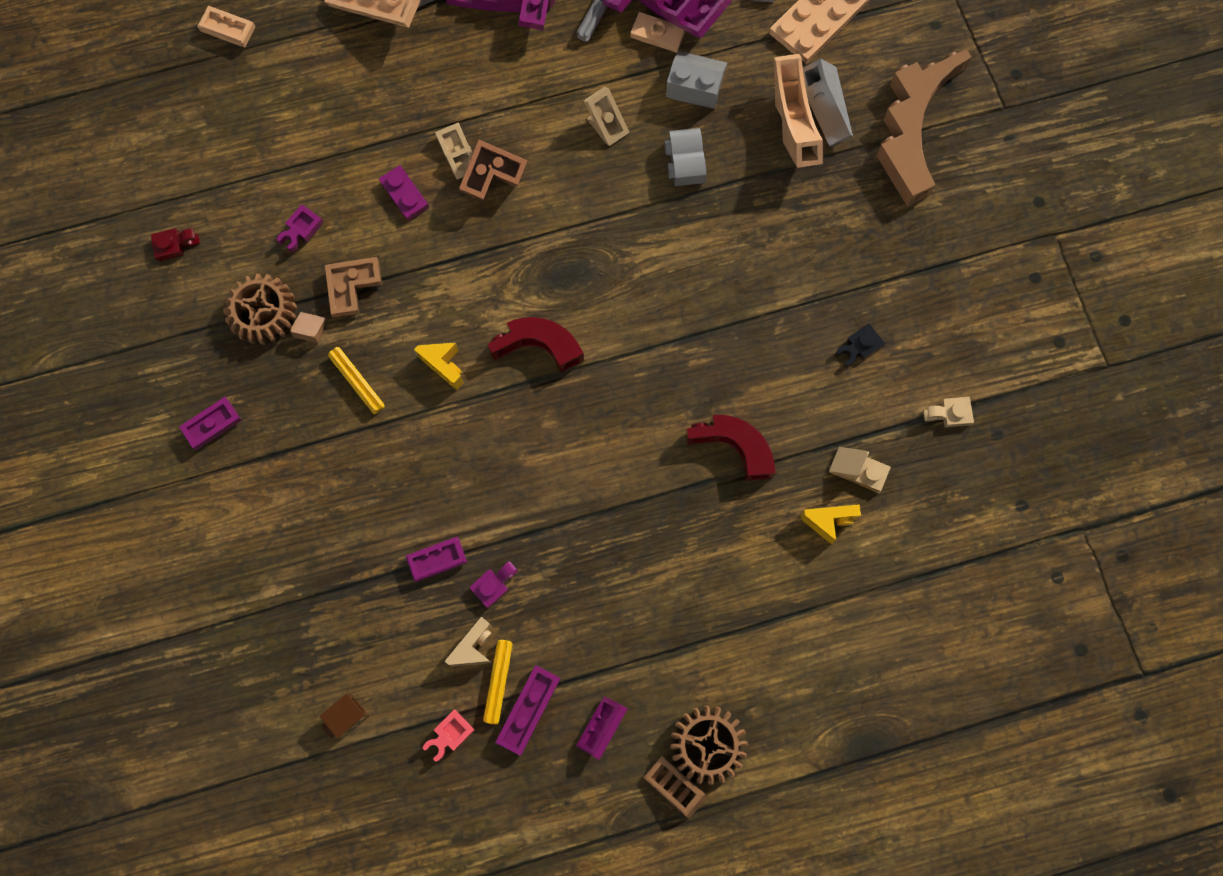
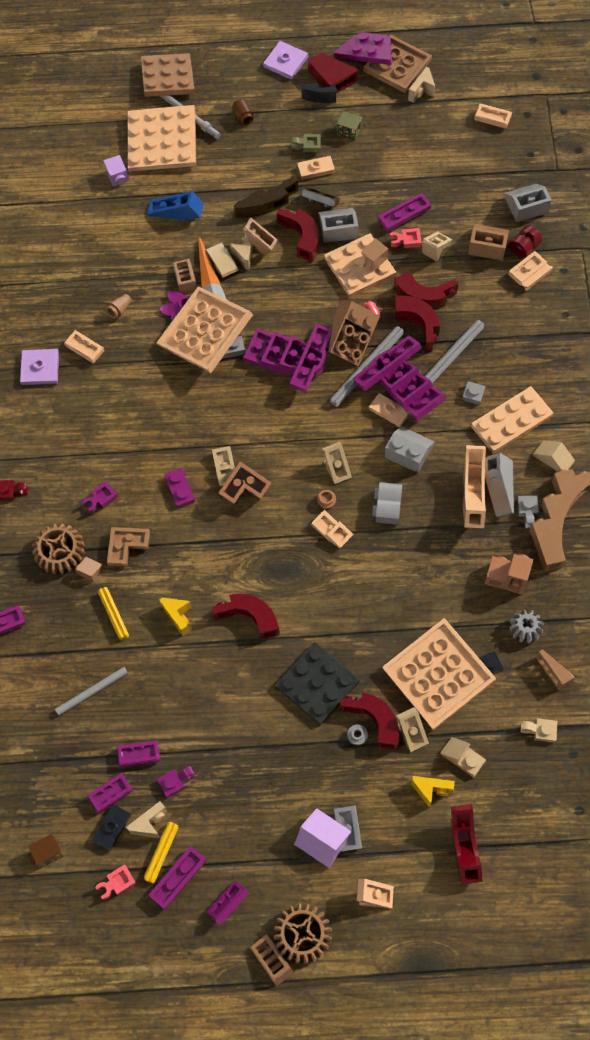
camera: 15 degrees right, 10 degrees down
(172, 66) = (39, 367): none -> lavender plate
(352, 490) = (91, 691): none -> light grey bar
(411, 620) = (110, 793): none -> magenta plate
(424, 664) = (111, 827): none -> black plate
(603, 168) = (326, 499): none -> nougat plate
(620, 208) = (331, 529): none -> light nougat slope
(649, 415) = (317, 683): none -> pearl dark grey plate
(705, 615) = (322, 837): none -> lavender slope
(717, 479) = (360, 740): none -> light grey plate
(734, 595) = (348, 818): none -> light grey plate
(788, 449) = (412, 729): none -> tan slope
(789, 672) = (374, 894): none -> light nougat slope
(805, 368) = (439, 674): none -> light nougat plate
(867, 219) = (509, 574): none -> nougat brick
(869, 127) = (528, 508): none -> light grey plate
(886, 49) = (554, 455): none -> tan slope
(890, 584) = (465, 845): none -> dark red arch
(897, 273) = (526, 619): none -> light grey gear
(952, 332) = (557, 673): none -> medium nougat slope

